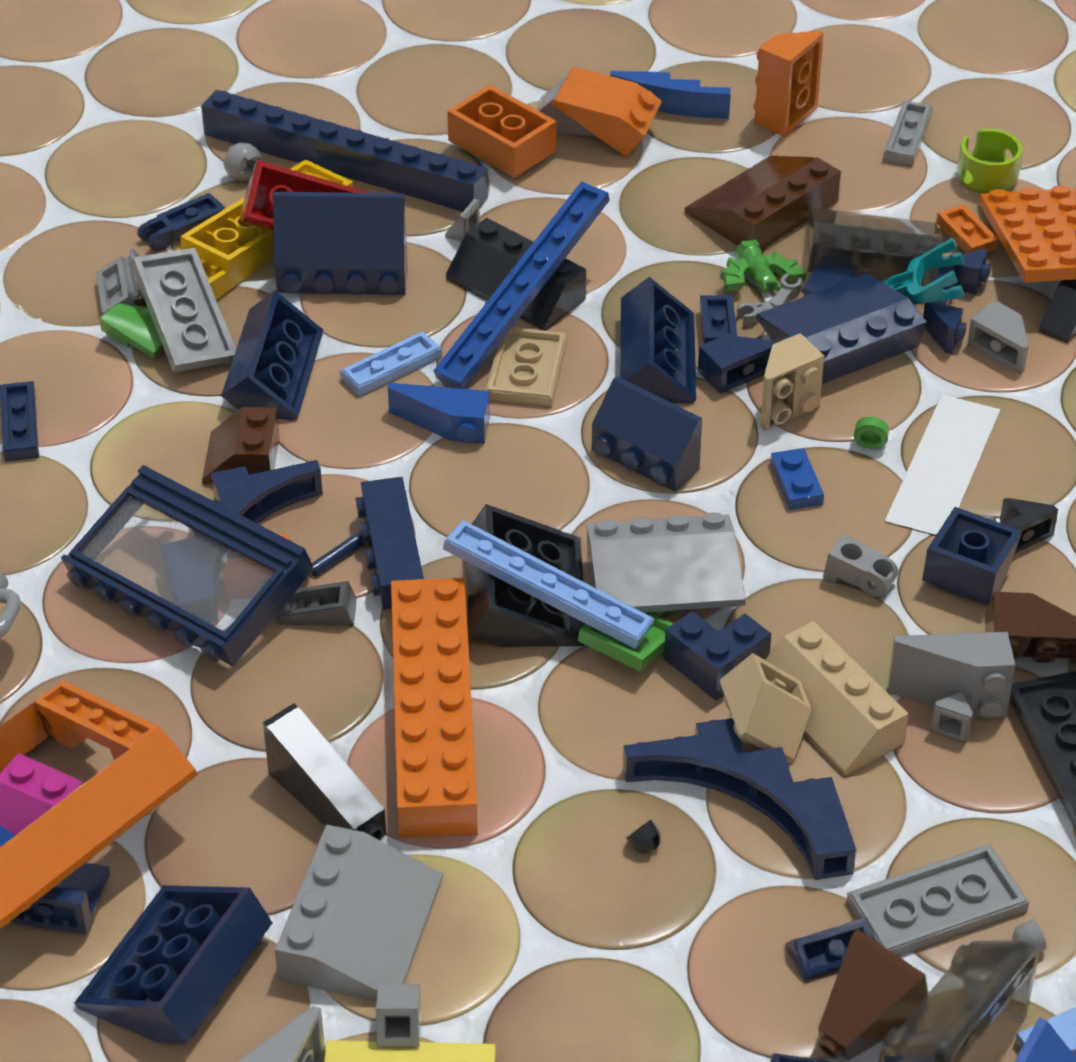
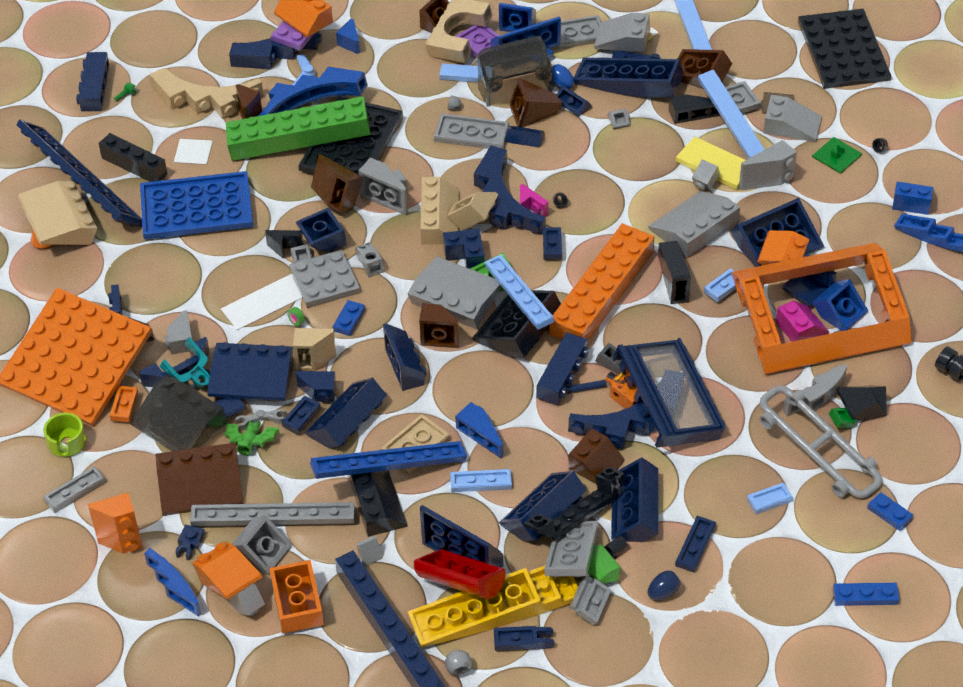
camera: 145 degrees left, 5 degrees up
(28, 341) = (663, 585): none -> dark blue animal
(132, 363) = (616, 546): none -> black hinge
(135, 907) = (782, 246): none -> orange slope
(138, 419) = (636, 503): none -> dark blue slope
(217, 348) = (607, 487): none -> black slope
(219, 816) = (720, 286): none -> light blue plate
(585, 744) = (552, 243): none -> dark blue plate
(609, 163) = (262, 543): none -> light grey slope
(632, 489) = (438, 327): none -> reddish brown slope
(657, 193) = (277, 513): none -> light grey plate
(694, 801) = (533, 201): none -> dark pink slope
(703, 147) = (189, 539): none -> dark blue plate
(895, 513) = (324, 278): none -> light grey plate

